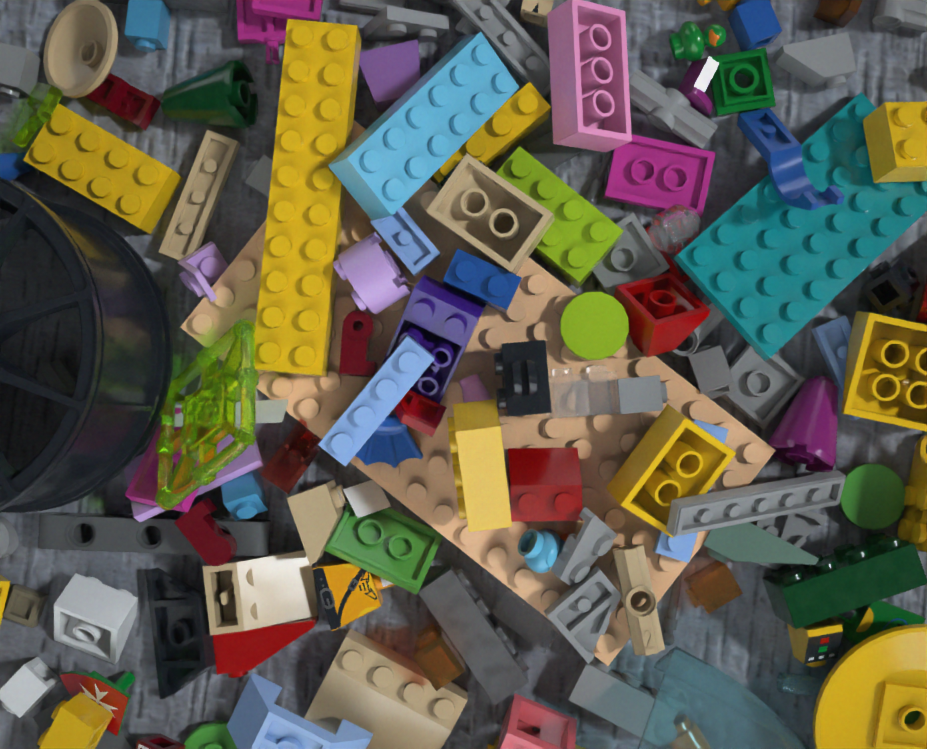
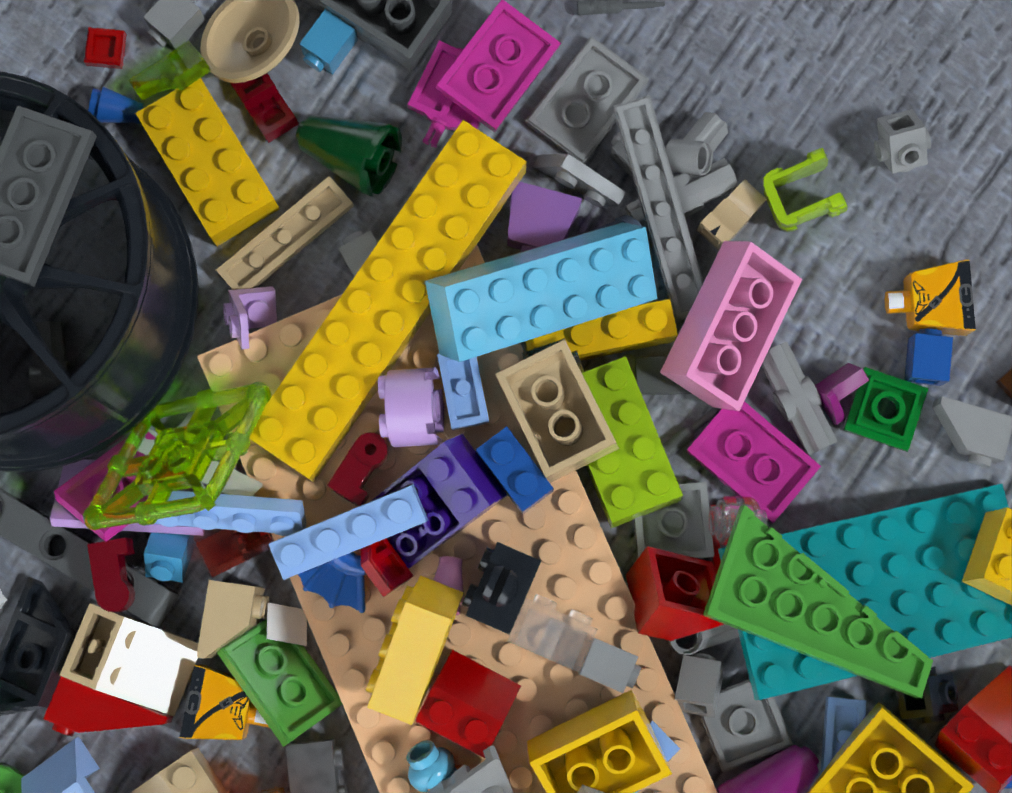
camera: 25 degrees right, 5 degrees down
(284, 432) = (243, 514): none -> light blue plate
(594, 326) = (602, 573): lime tile -> none
(690, 41) = (856, 341): green animal -> none
(762, 267) = (796, 604): none -> bright green wing
(785, 161) = (880, 511): blue piece -> none

